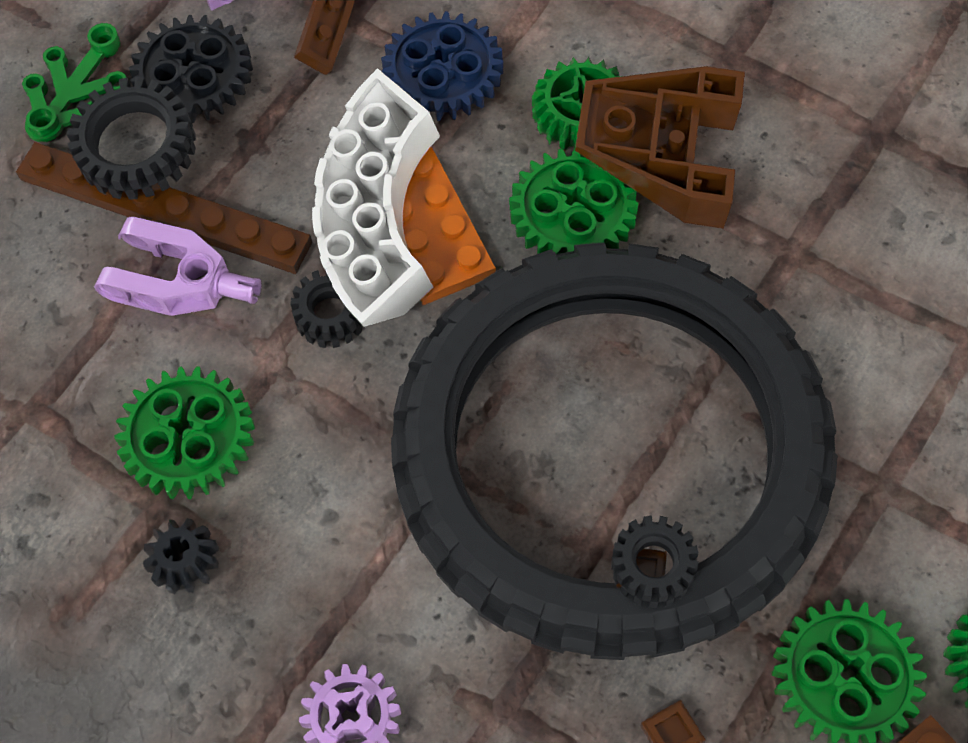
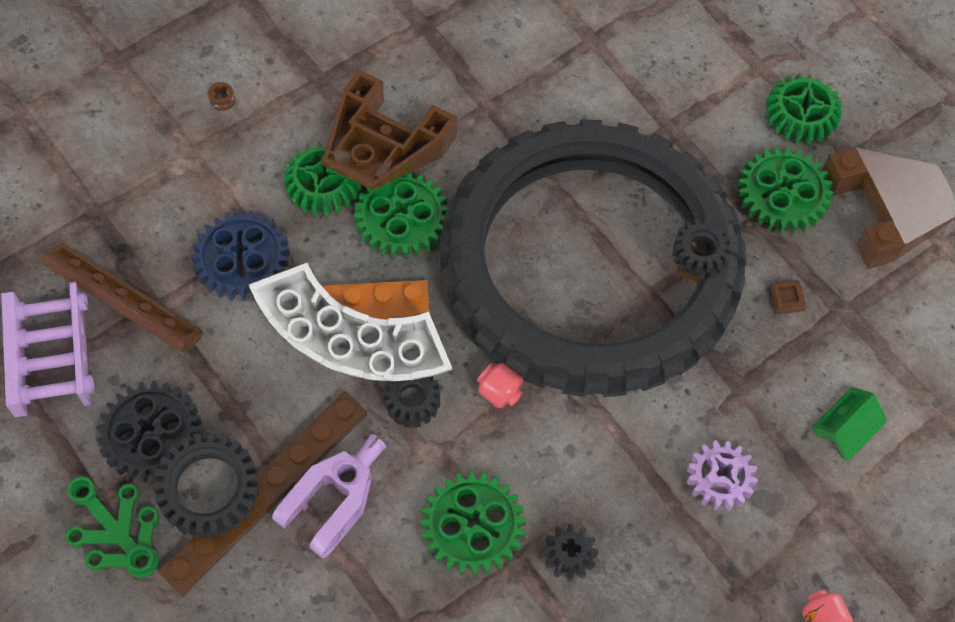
camera: 75 degrees left, 0 degrees up
(375, 397) = (500, 385): none -> coral head

